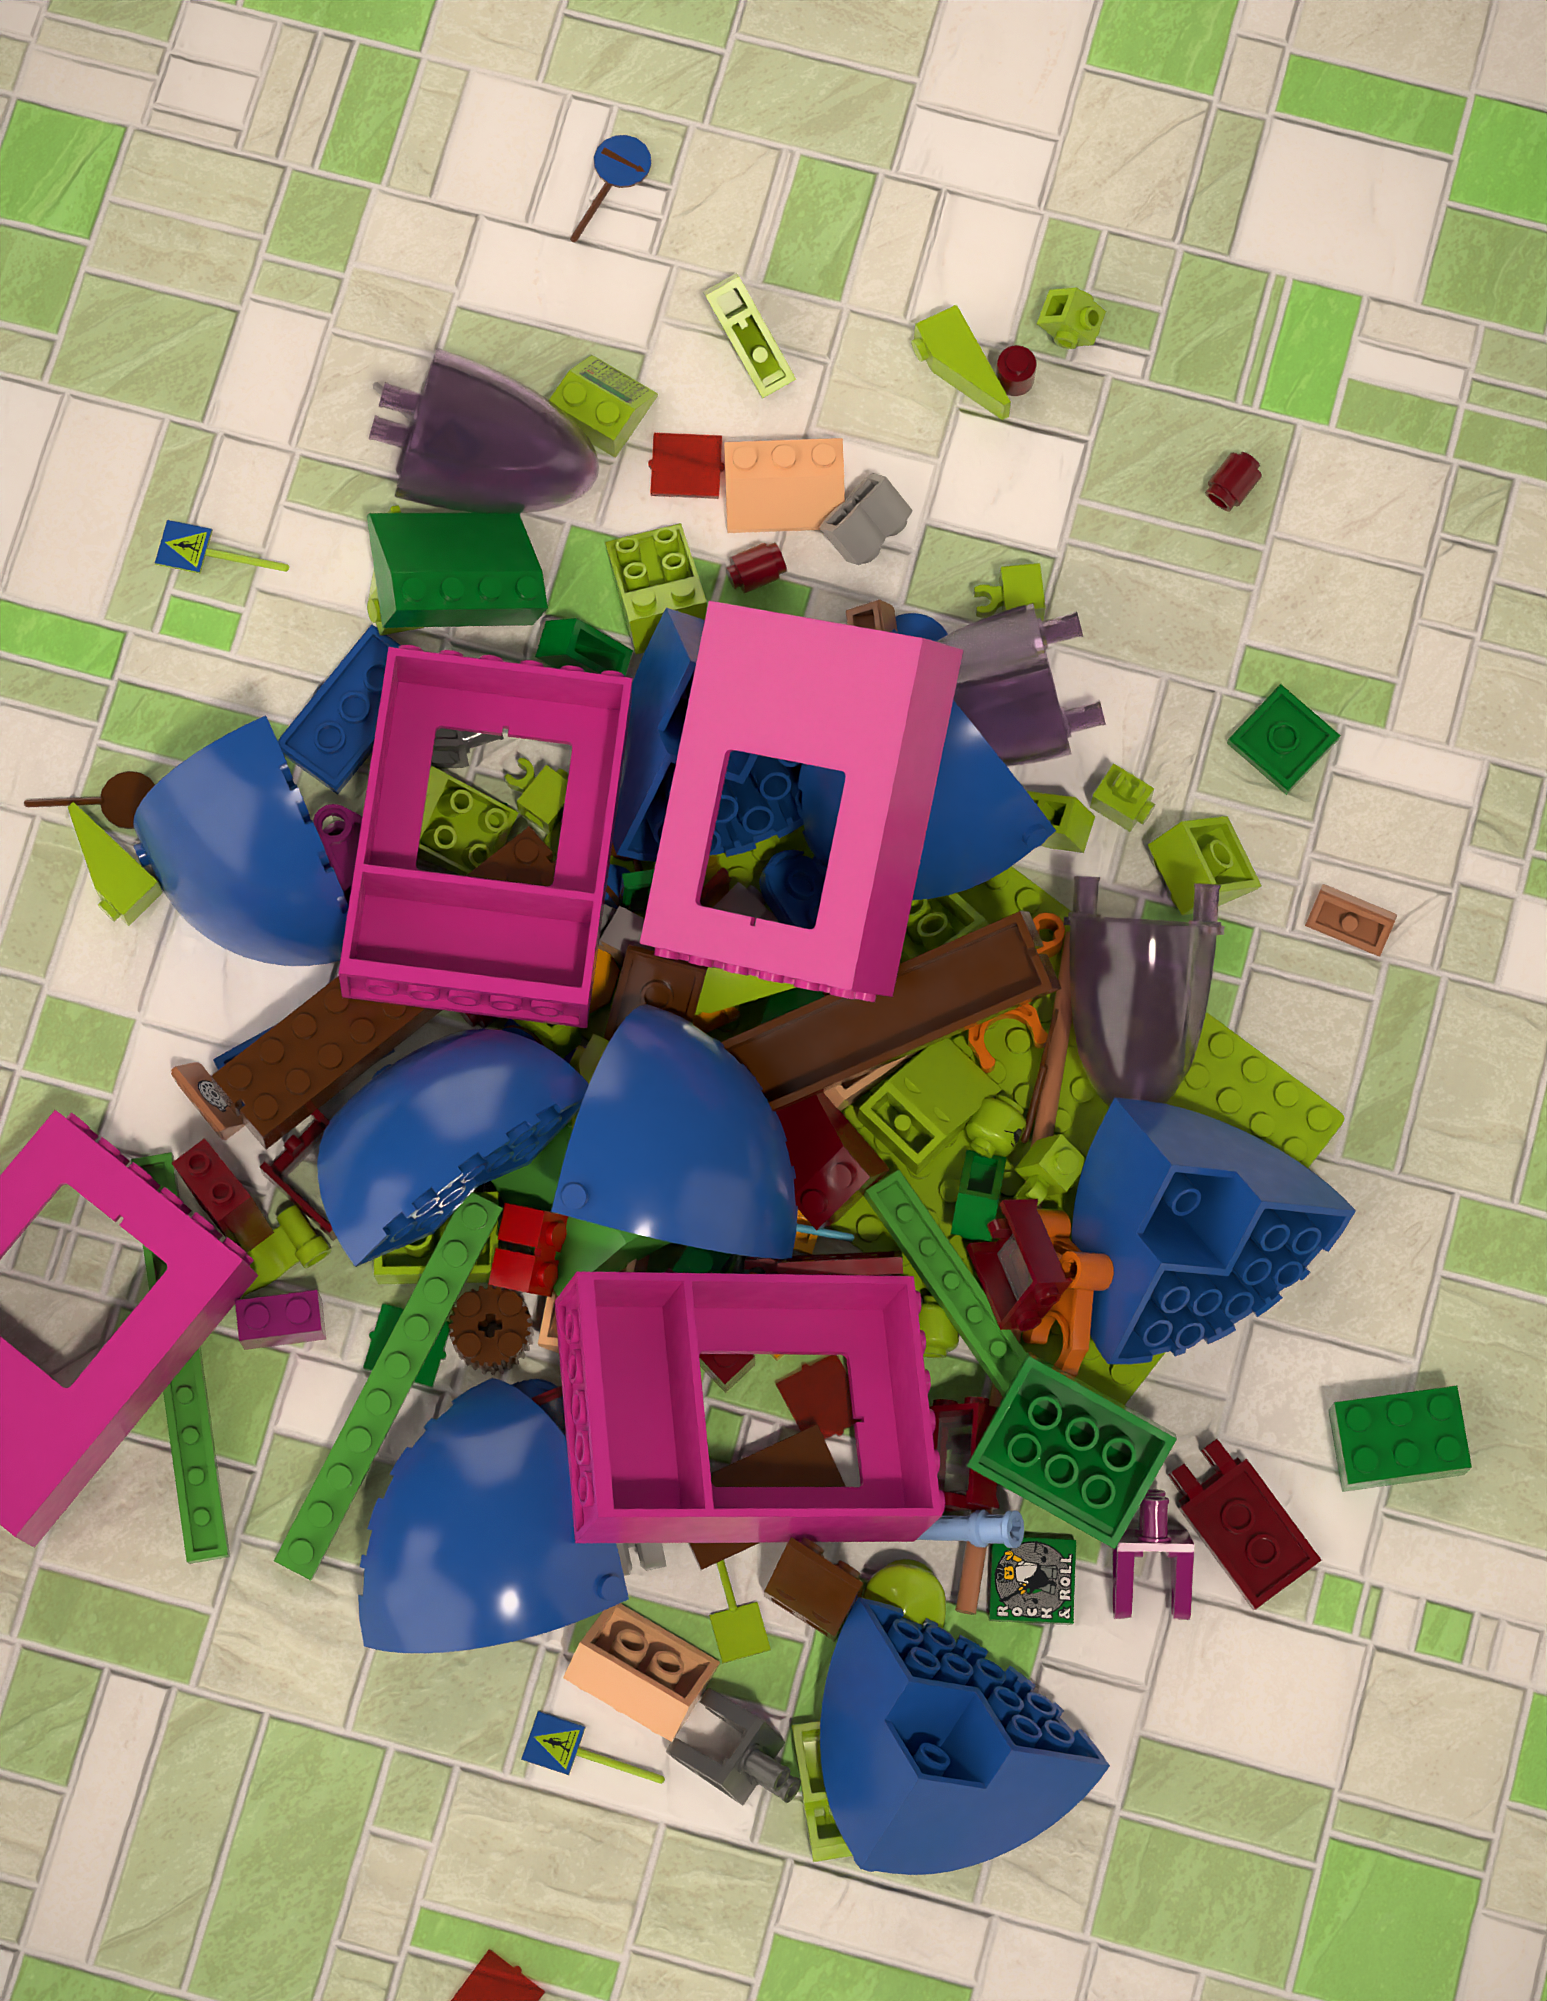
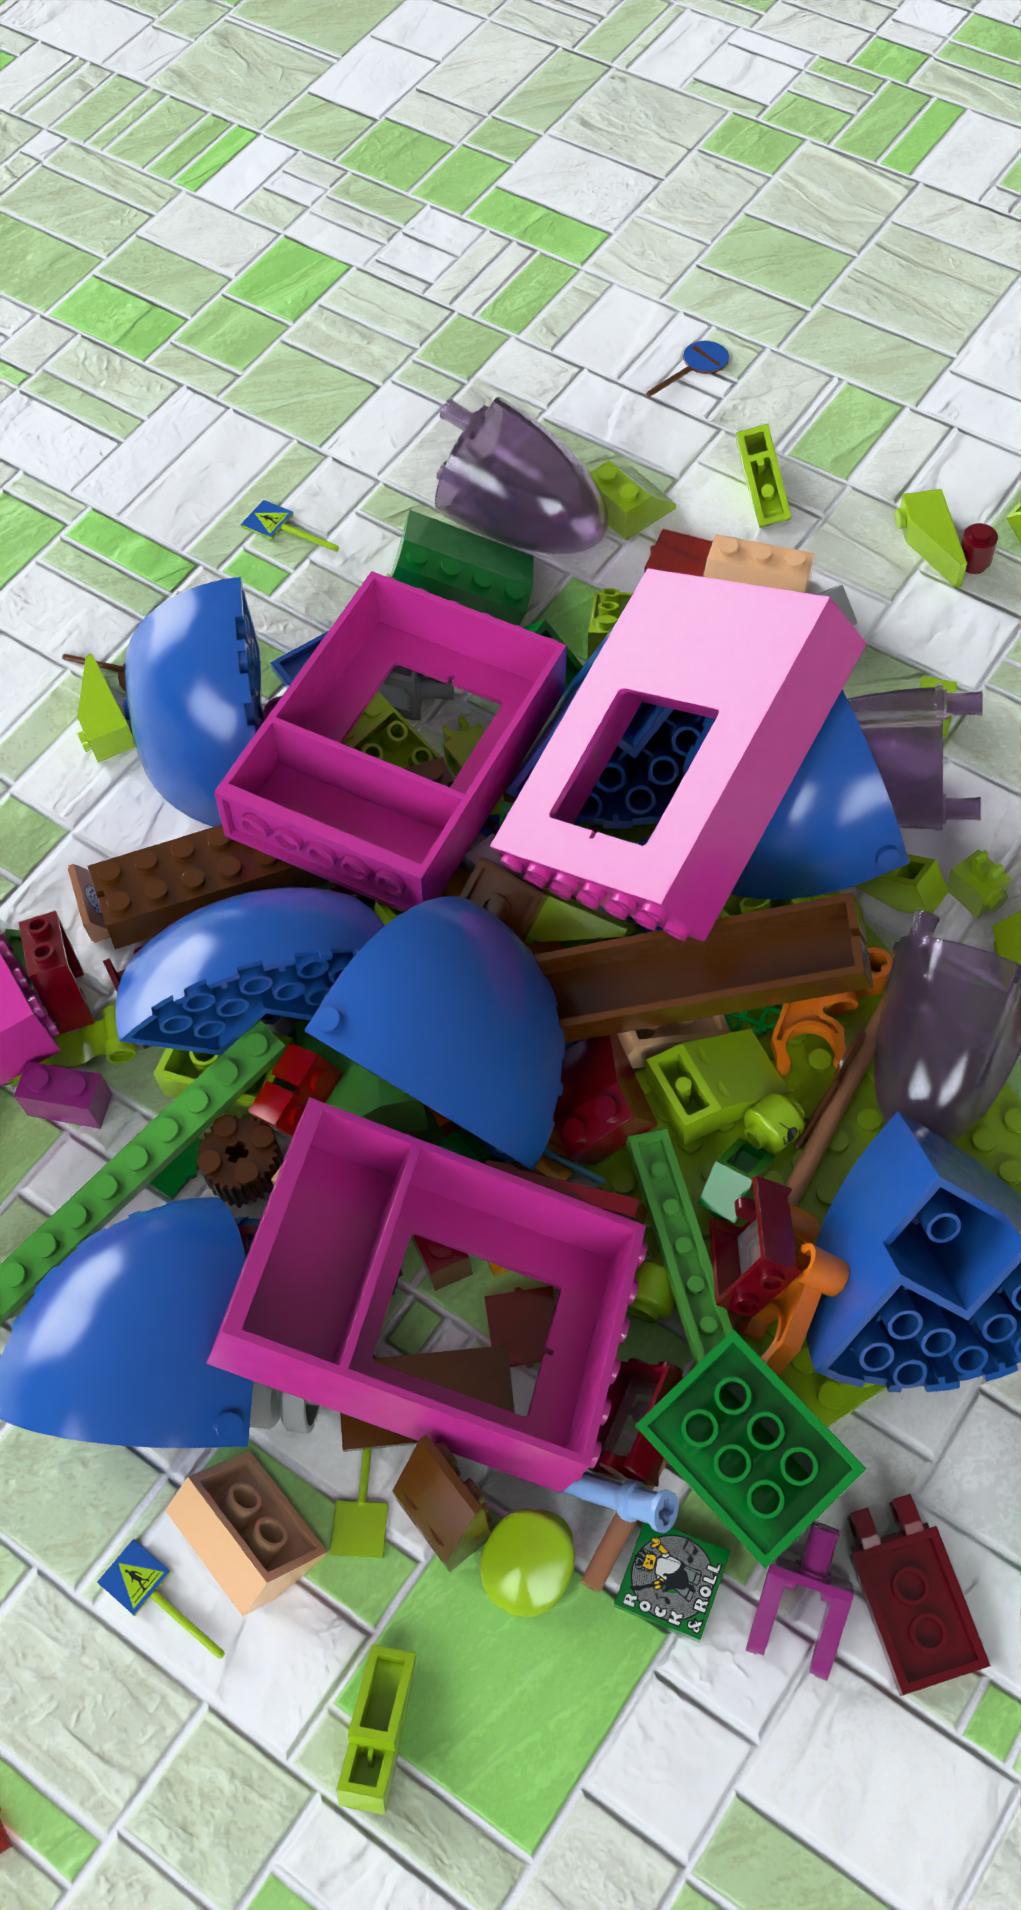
camera: 25 degrees right, 15 degrees down
(750, 1763) = (309, 1667): dark grey piece -> none
(940, 1750) = (511, 1733): blue brick -> none
(1049, 1168) = (815, 1169): lime brick -> none

